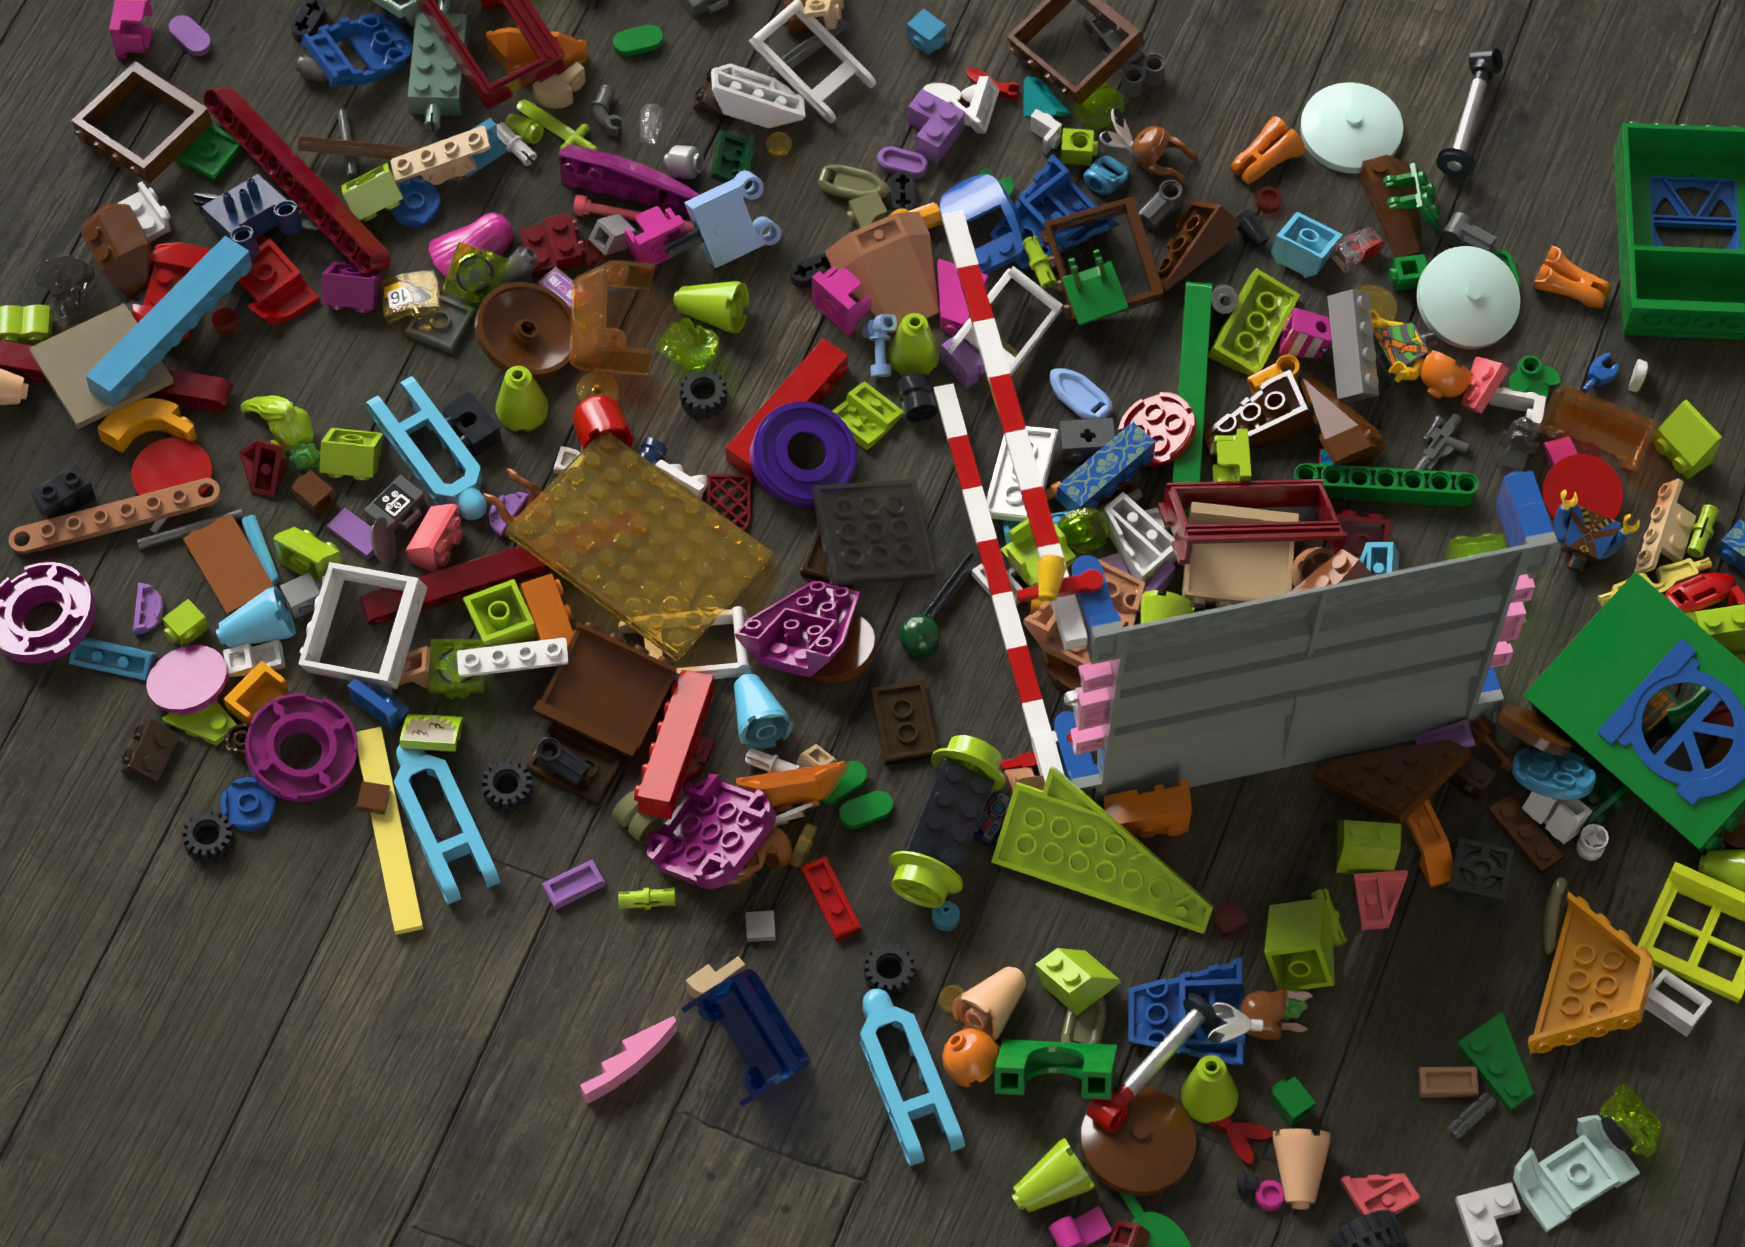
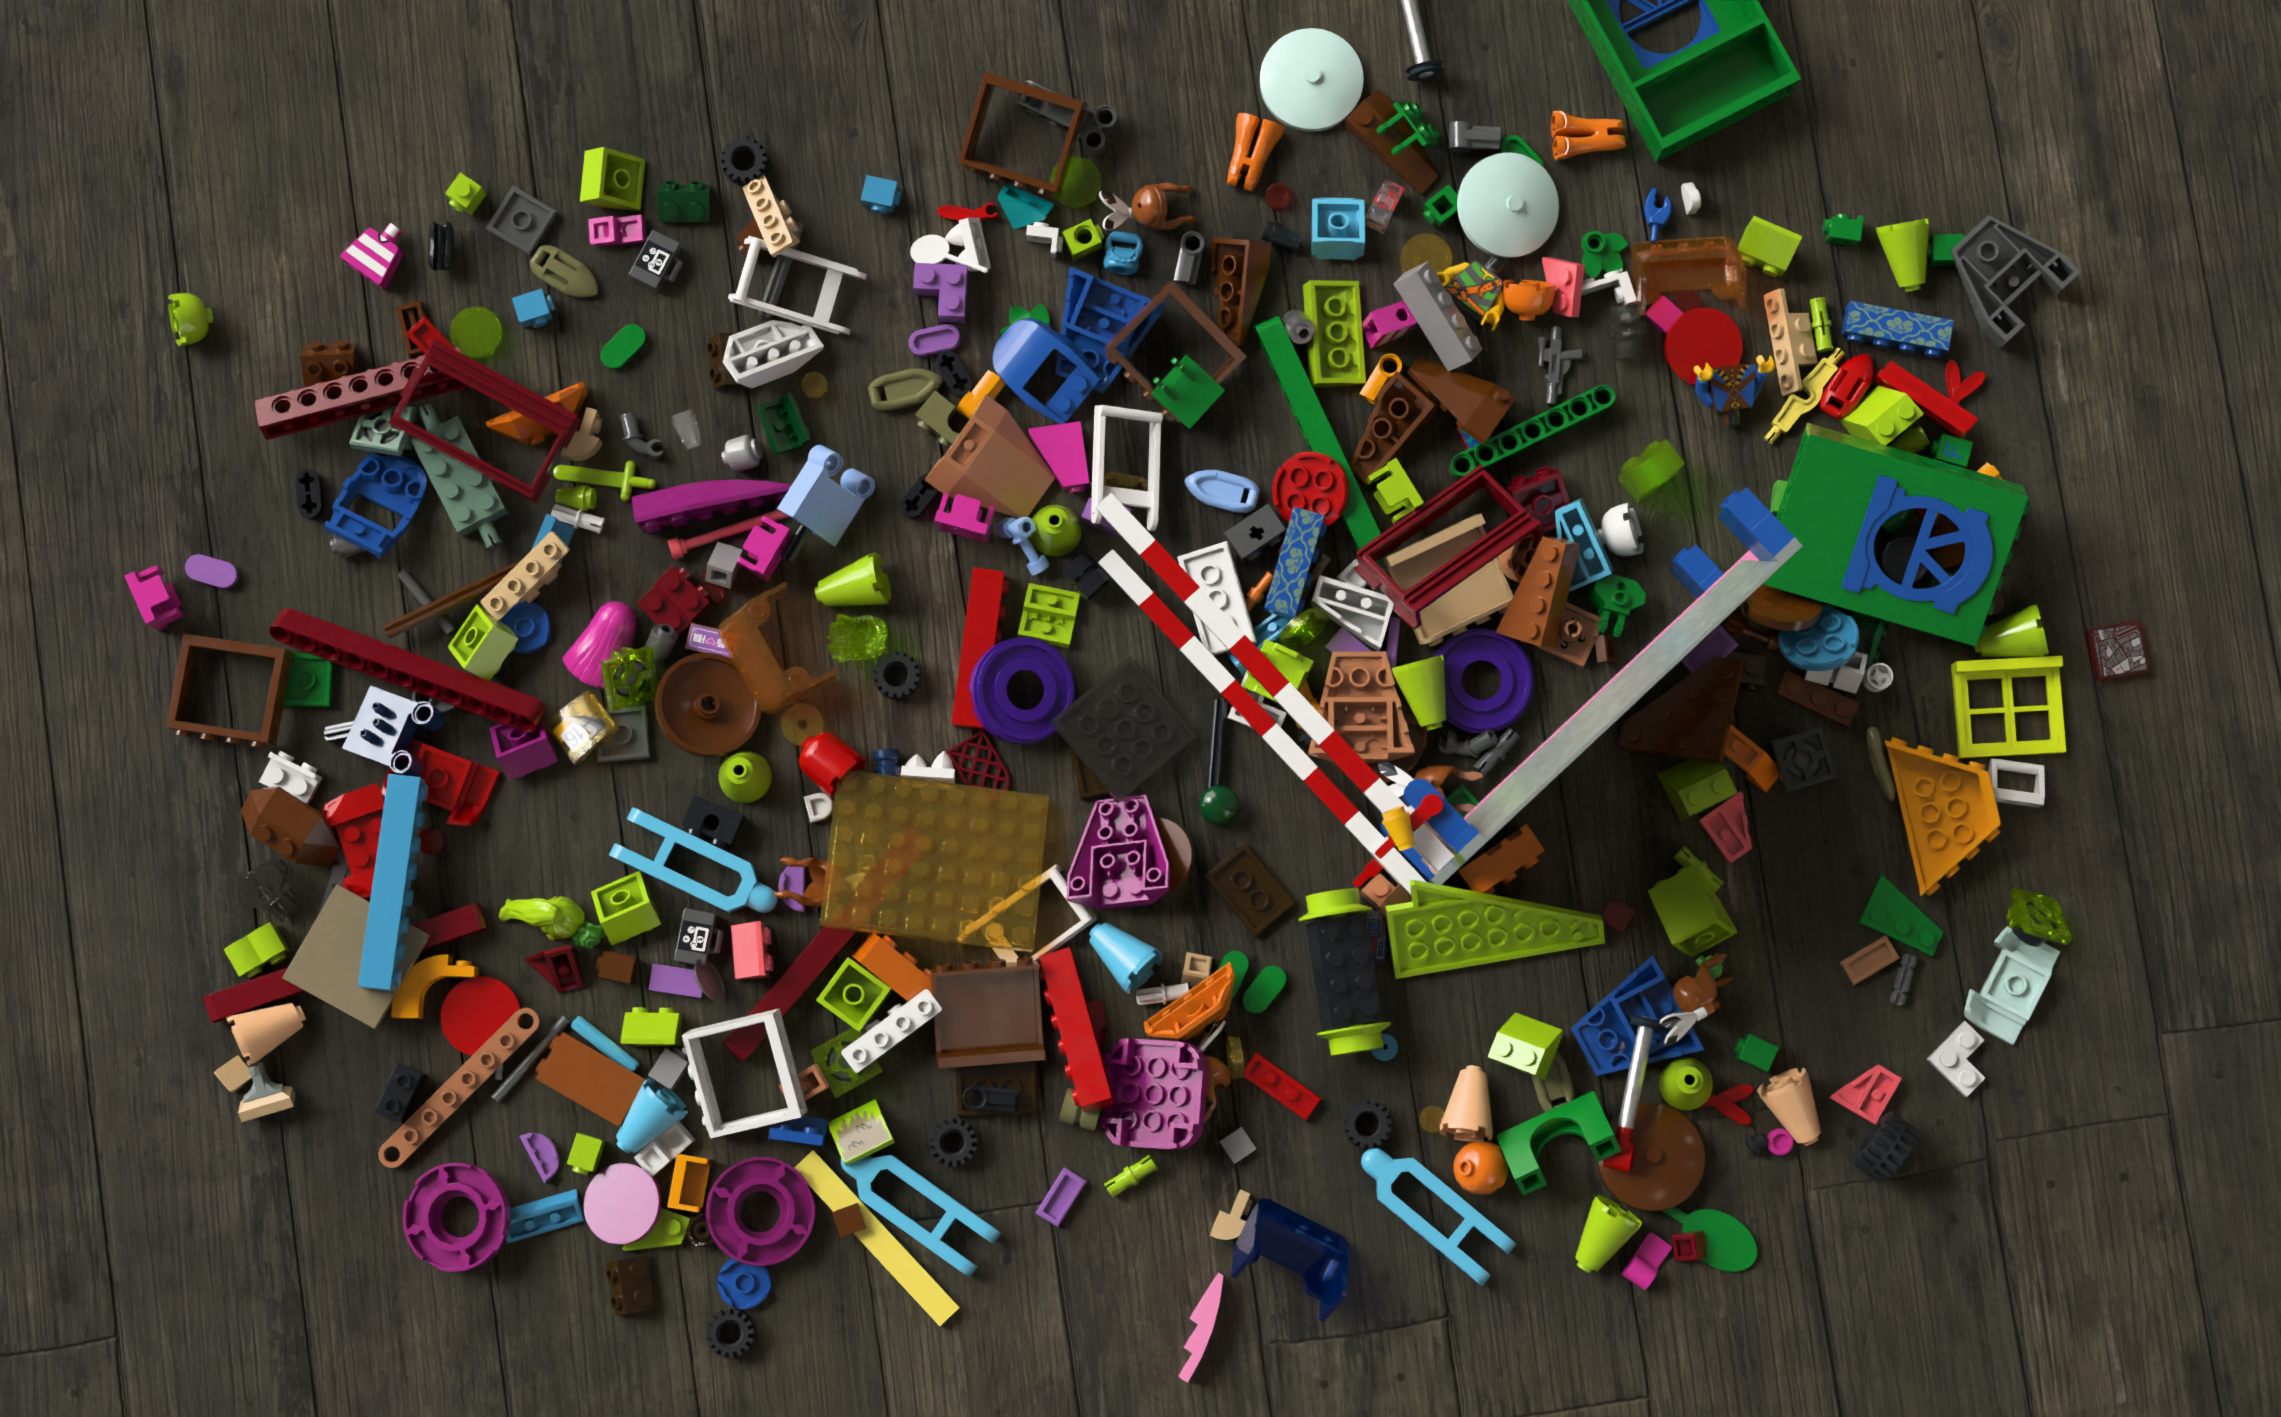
camera: 30 degrees left, 20 degrees up
(1039, 262) = (1121, 386): lime pin -> none

